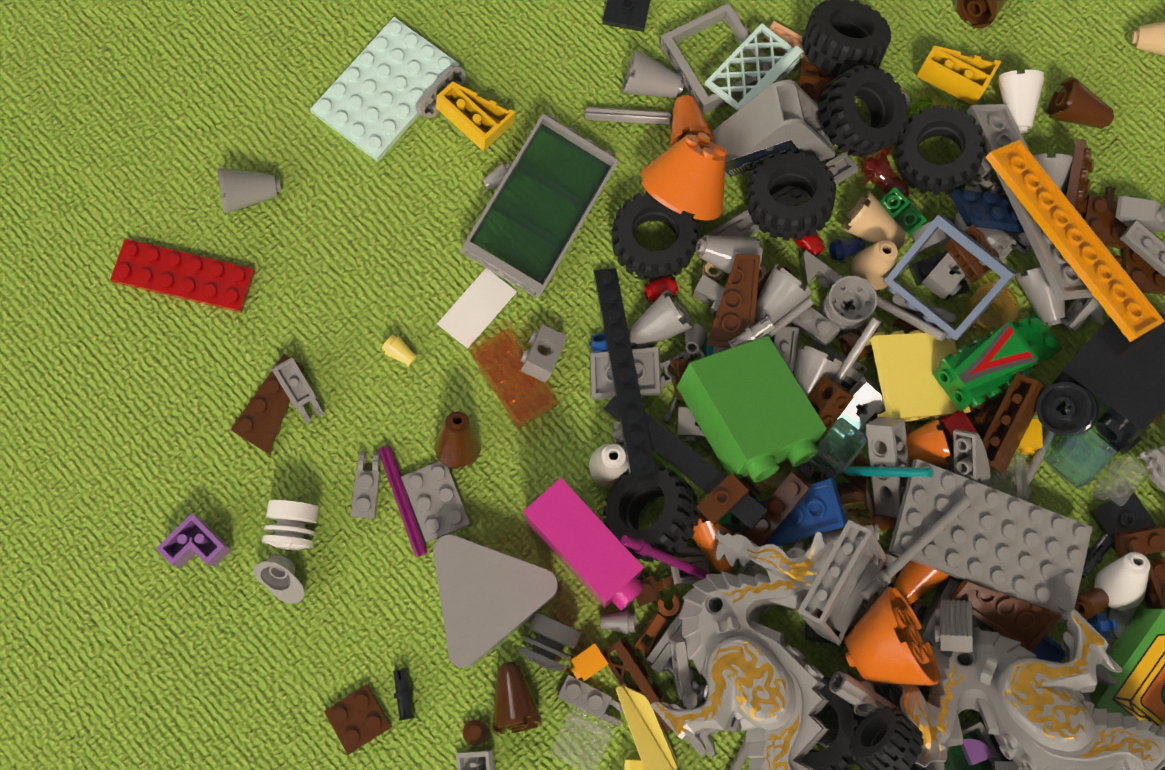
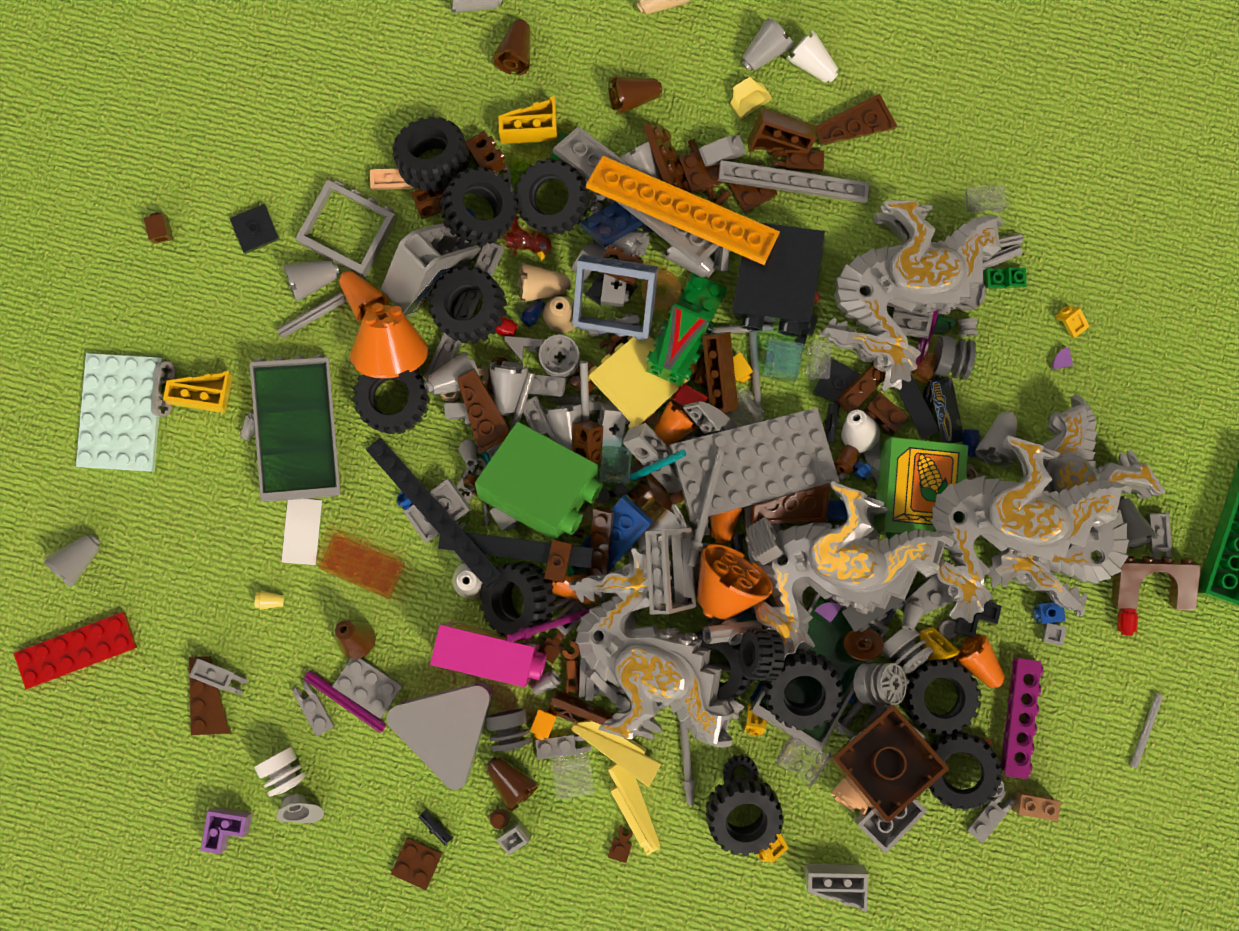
camera: 30 degrees left, 10 degrees up
(538, 364) = (370, 524): light grey brick -> none
(658, 286) = (422, 432): red brick -> none
(660, 321) = (437, 456): light grey cone -> none
(753, 333) = (506, 426): light grey pin -> none
(775, 74) = (397, 220): light aqua fence -> none
(901, 68) = (483, 151): none -> reddish brown brick
(903, 211) = (555, 259): green slope -> none
(911, 319) = (604, 339): light grey bar -> none
(1021, 95) = (586, 113): white cone -> none
(1053, 404) = (751, 338): black wheel -> none

